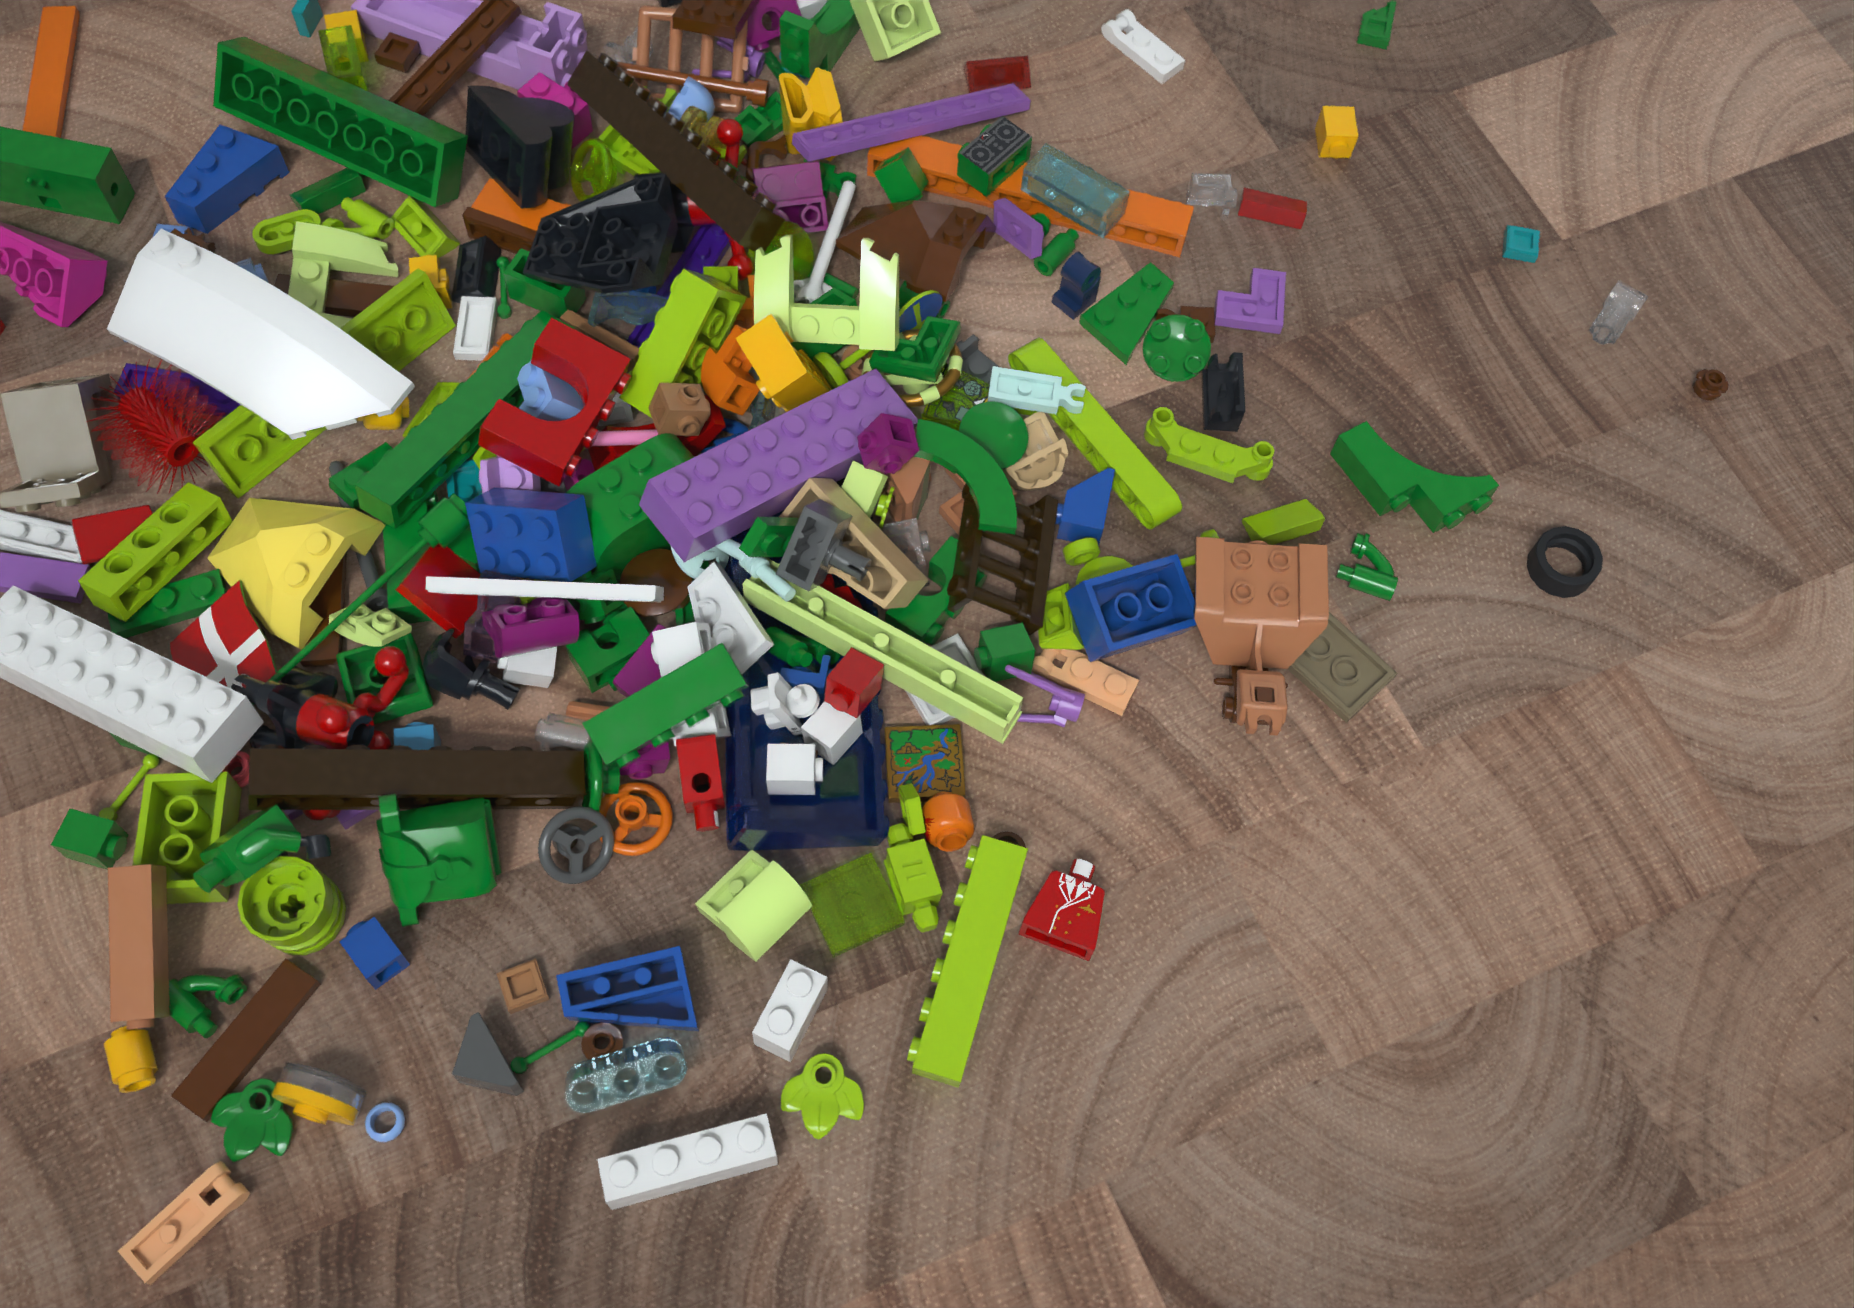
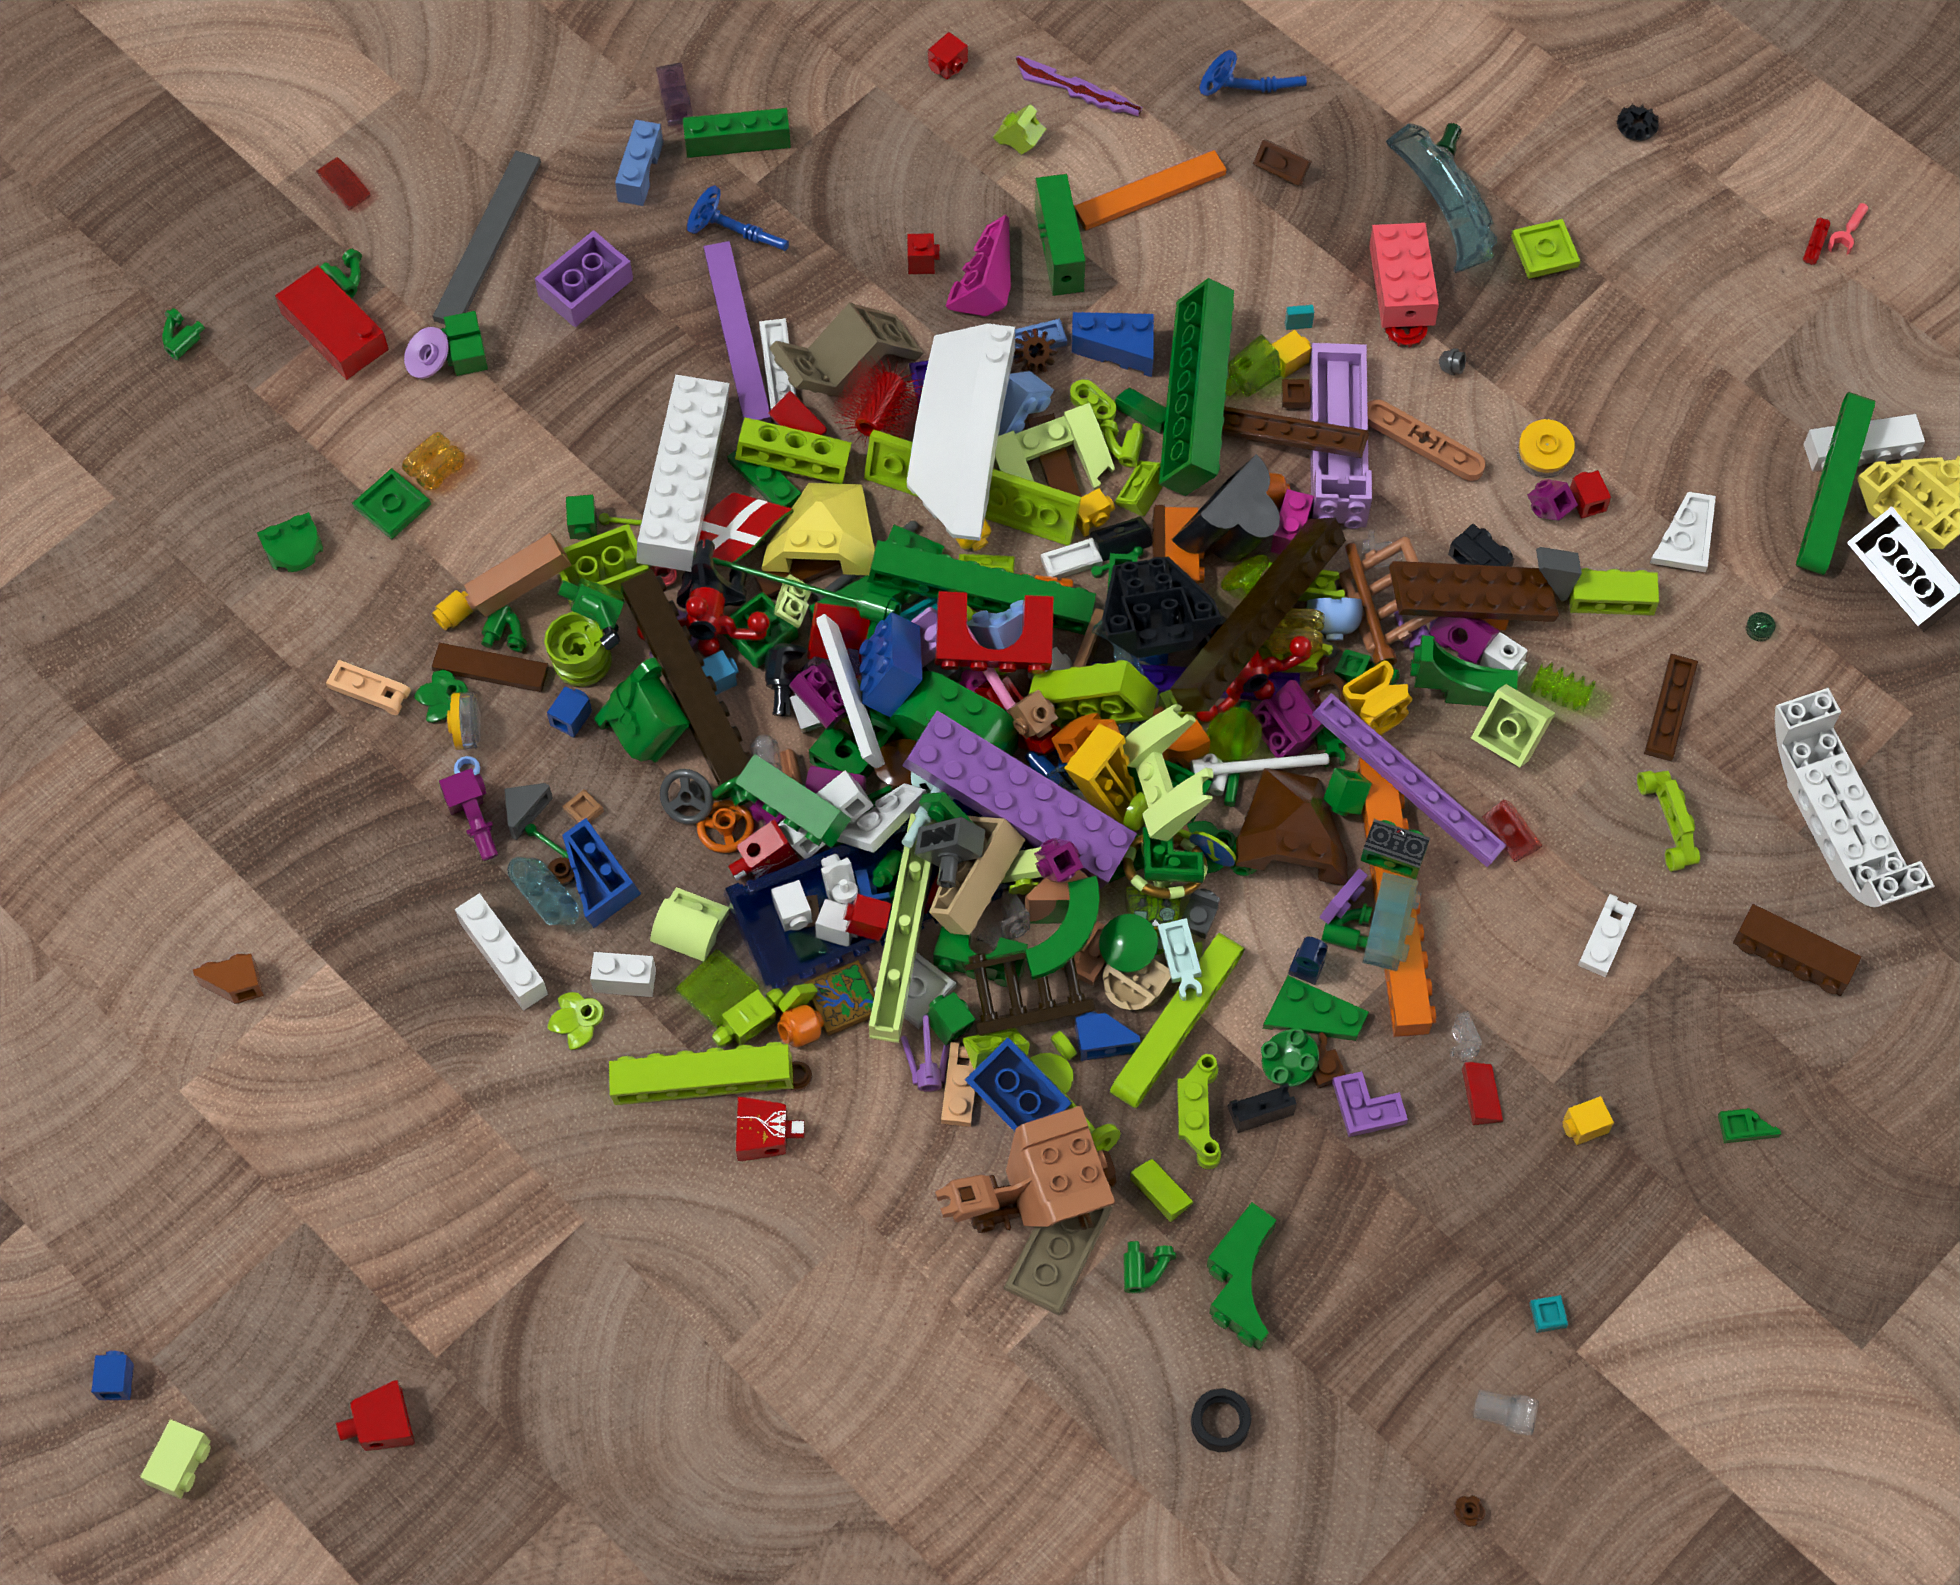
camera: 75 degrees right, 0 degrees up
(436, 1129) = (465, 793): none -> magenta brick

